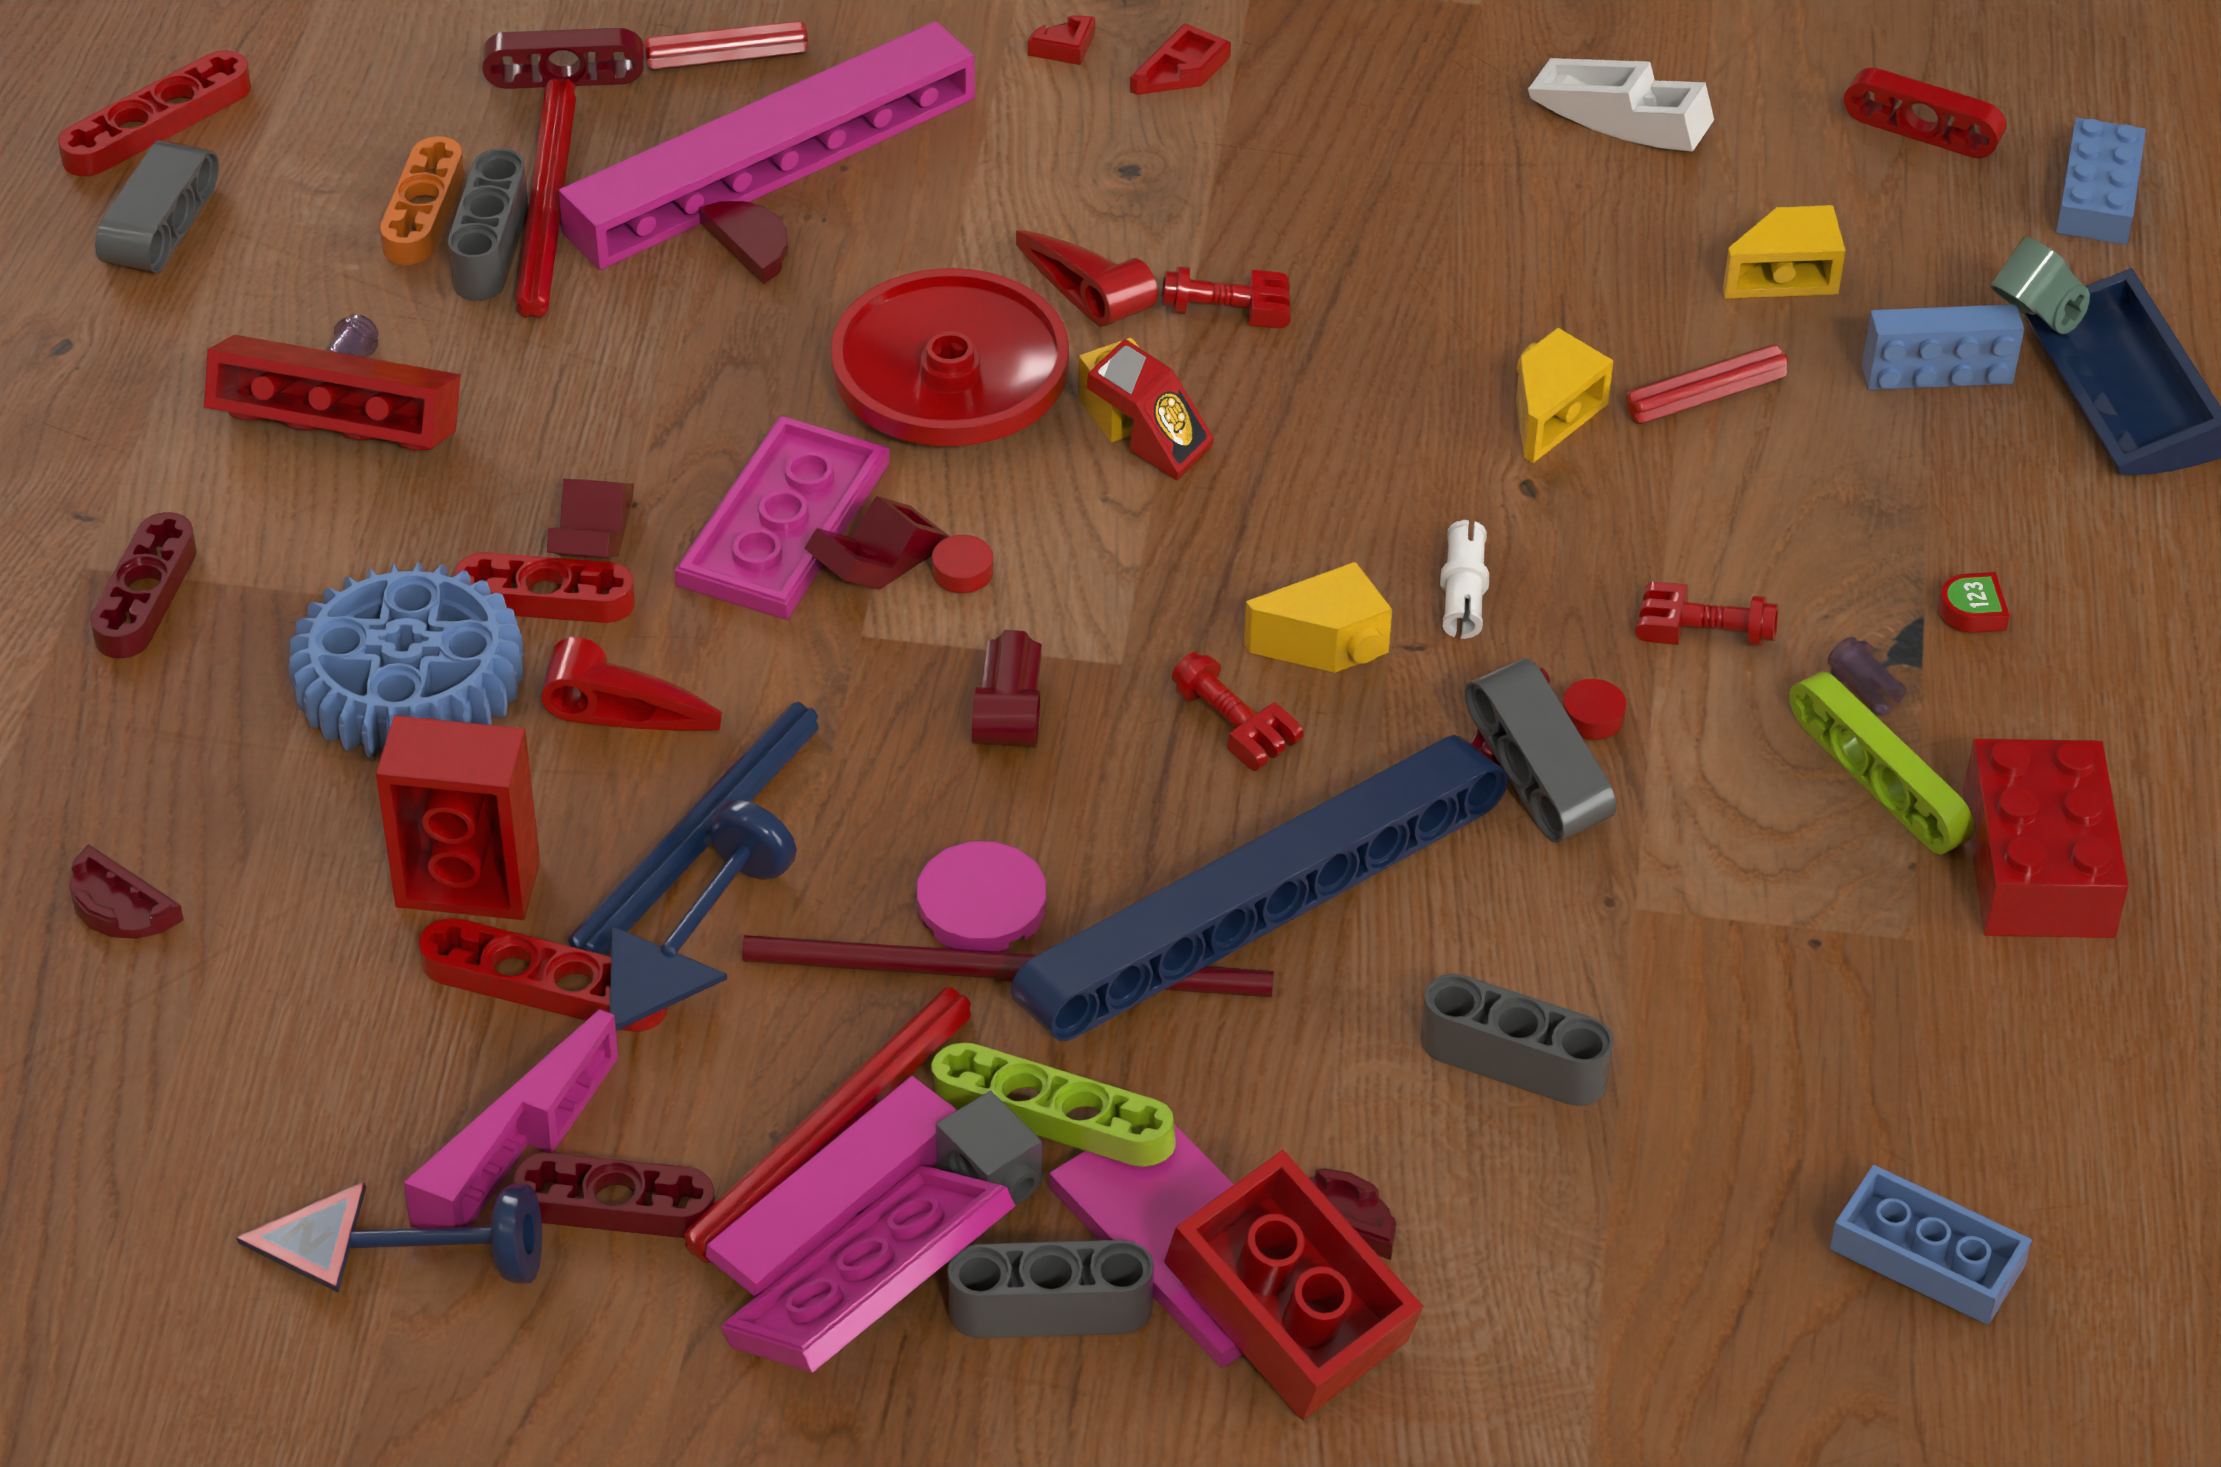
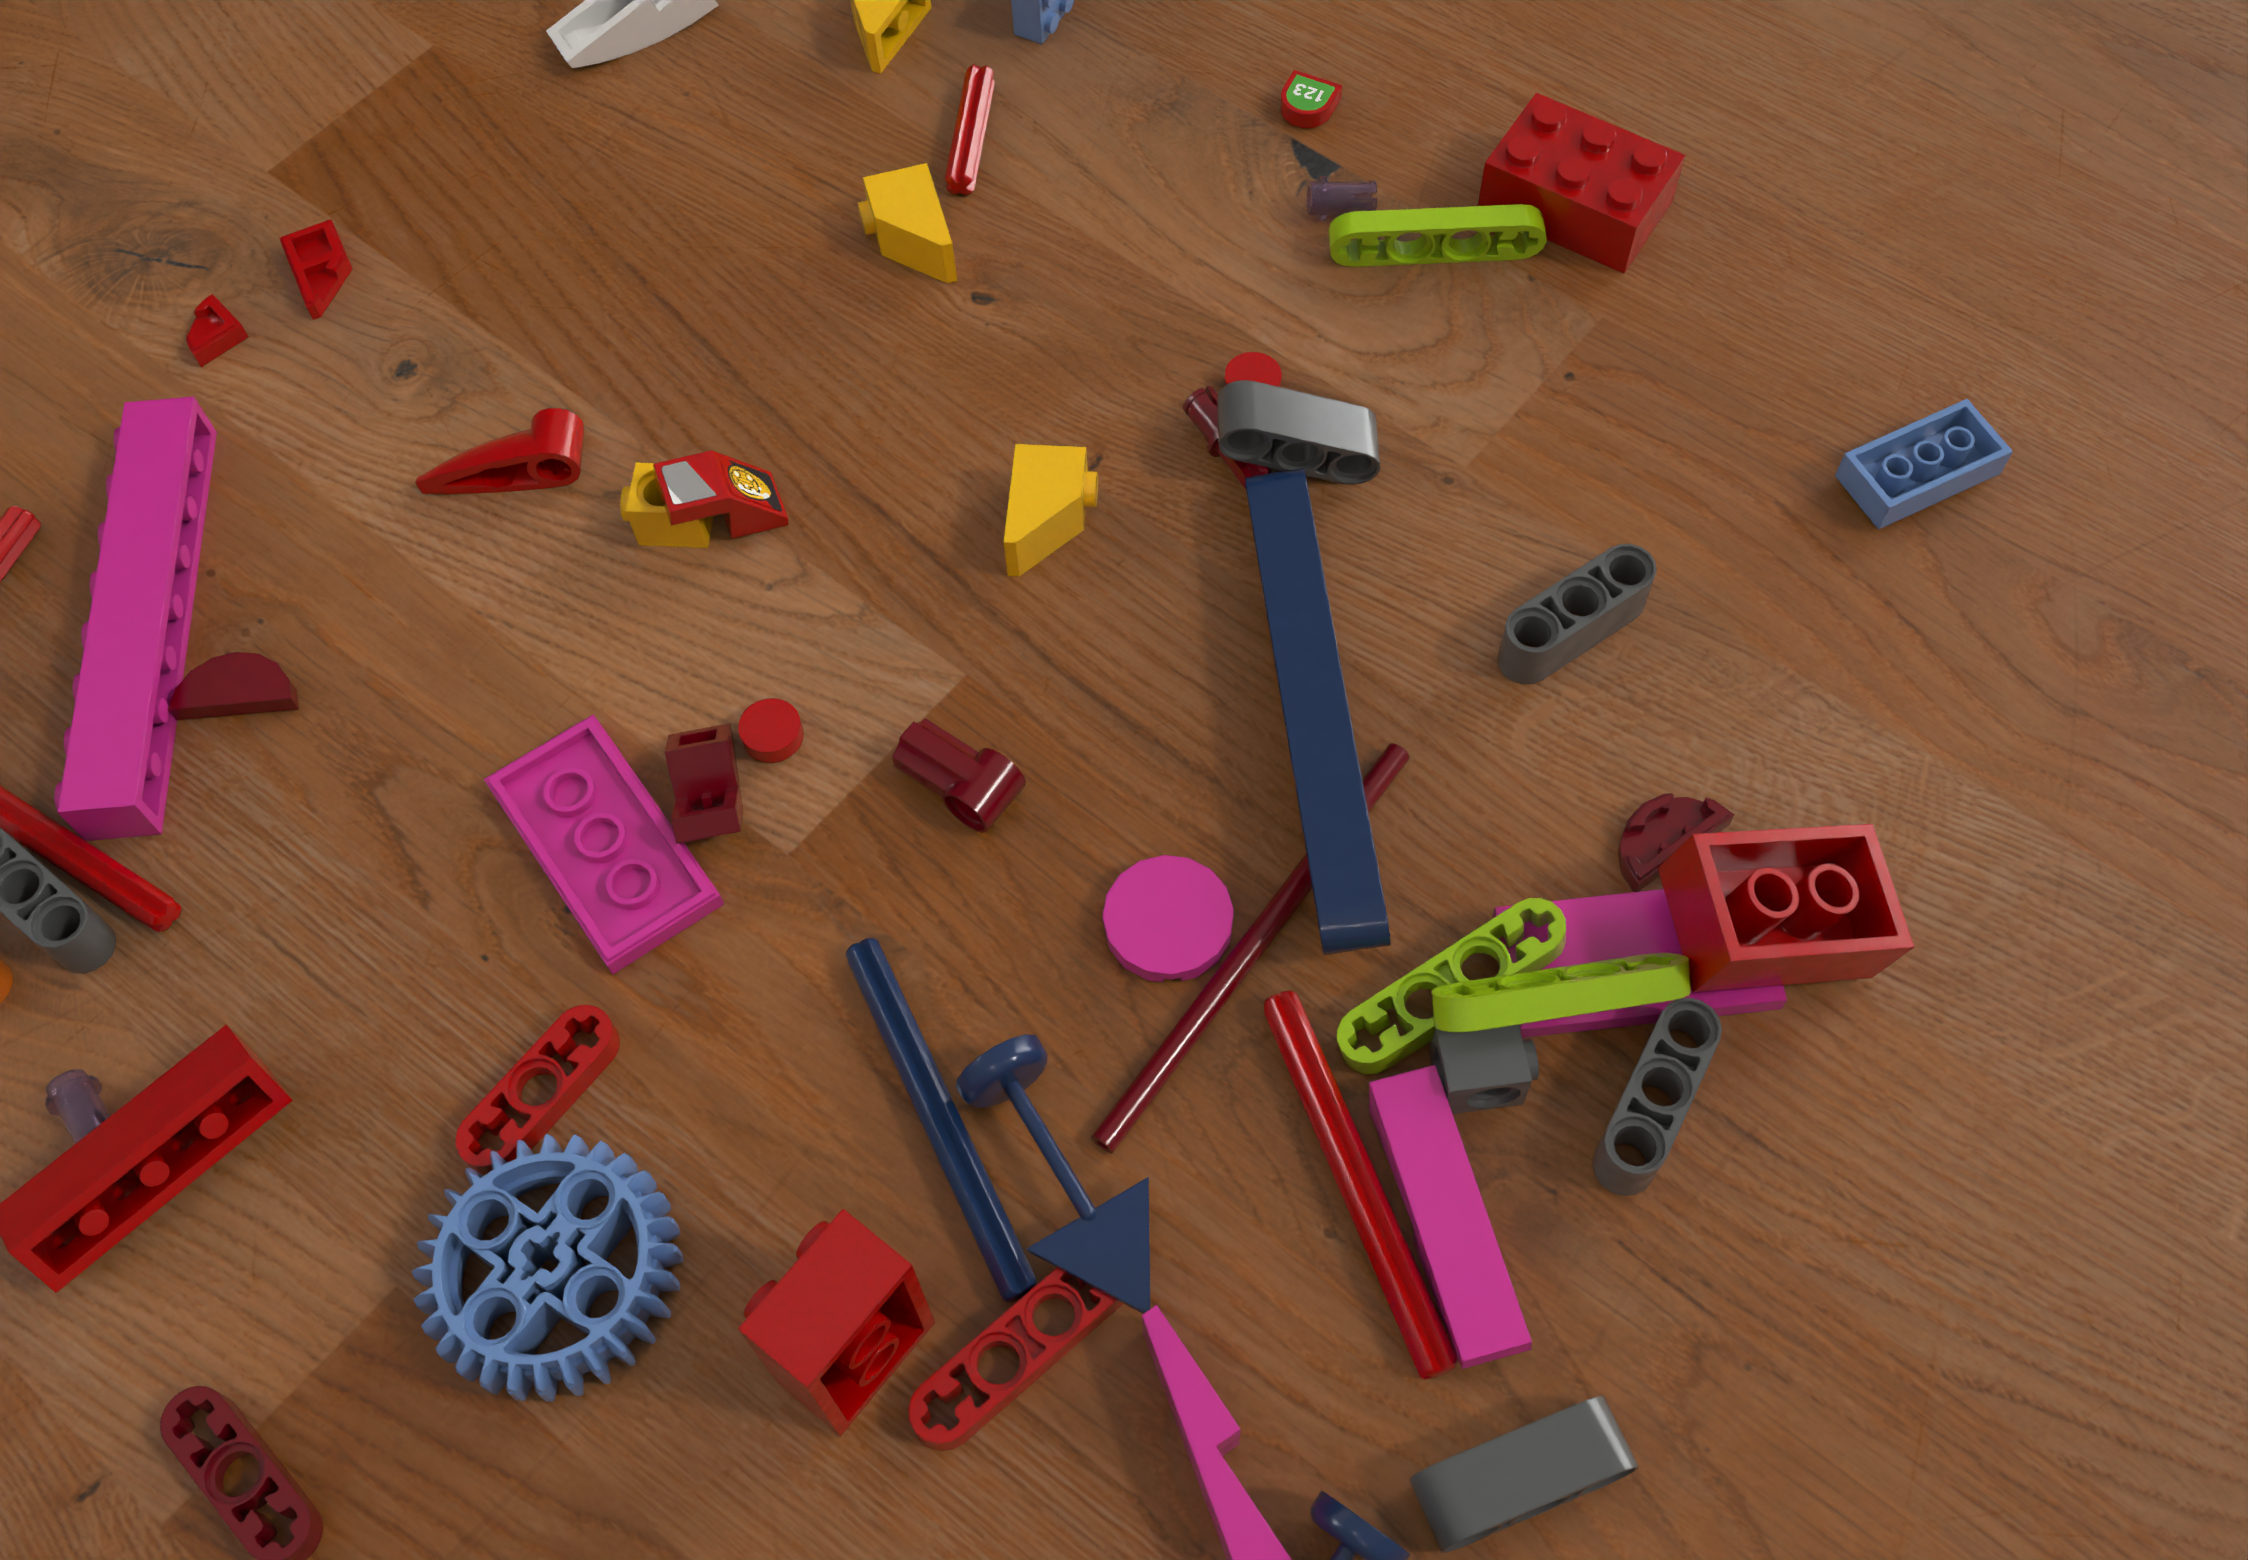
camera: 55 degrees left, 15 degrees up
(591, 518) = (488, 1004): dark red slope -> none
(592, 691) = (714, 1102): red piece -> none
(633, 1216) = (1382, 1381): dark red beam -> none
(642, 1331) = (1523, 1473): none -> dark grey beam
(867, 1267) = (1569, 1238): dark pink tile -> none
(950, 357) = (537, 609): red dish -> none
(1083, 1156) = (1560, 992): none -> lime beam
(1255, 733) = (1123, 613): red hinge -> none
(1264, 296) = (633, 355): red hinge -> none
(1464, 579) = (1062, 387): white pin -> none
(1668, 610) = (1191, 280): red hinge -> none

